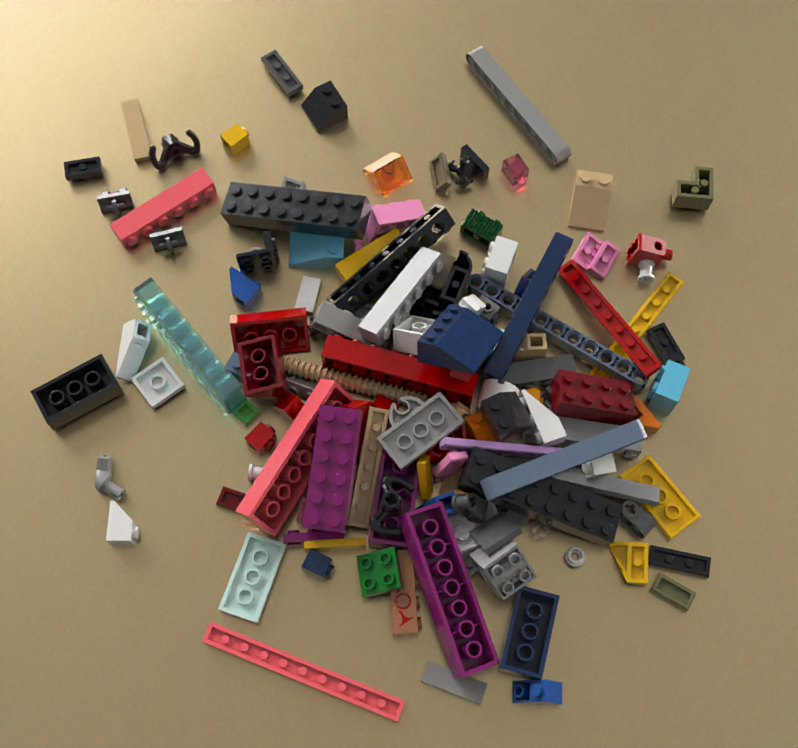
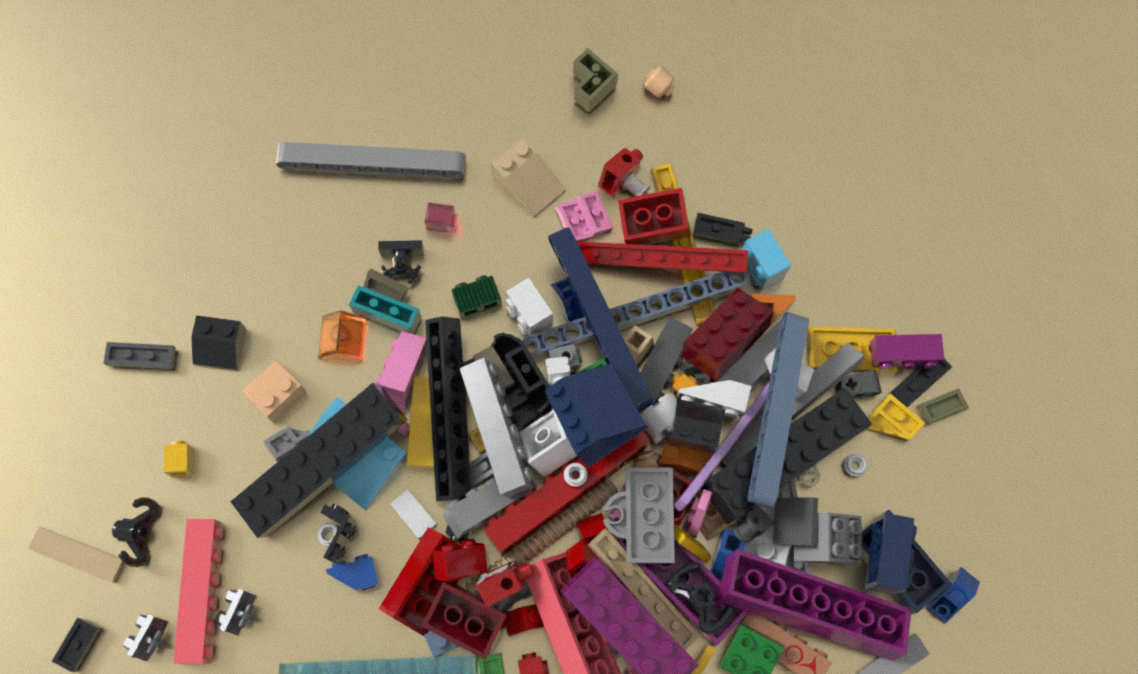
camera: 55 degrees left, 5 degrees up
(297, 338) = (459, 561): none -> red brick
(302, 370) = (495, 583): none -> red torso
(320, 160) = (274, 391): none -> light nougat slope
(408, 358) = (578, 468): none -> white plate
(424, 180) = (385, 310): none -> teal brick
(524, 612) = (890, 554): none -> dark blue brick
(634, 295) = (654, 217): none -> red brick
(690, 532) = (907, 351): none -> magenta brick
(735, 232) = (659, 82): none -> light nougat head

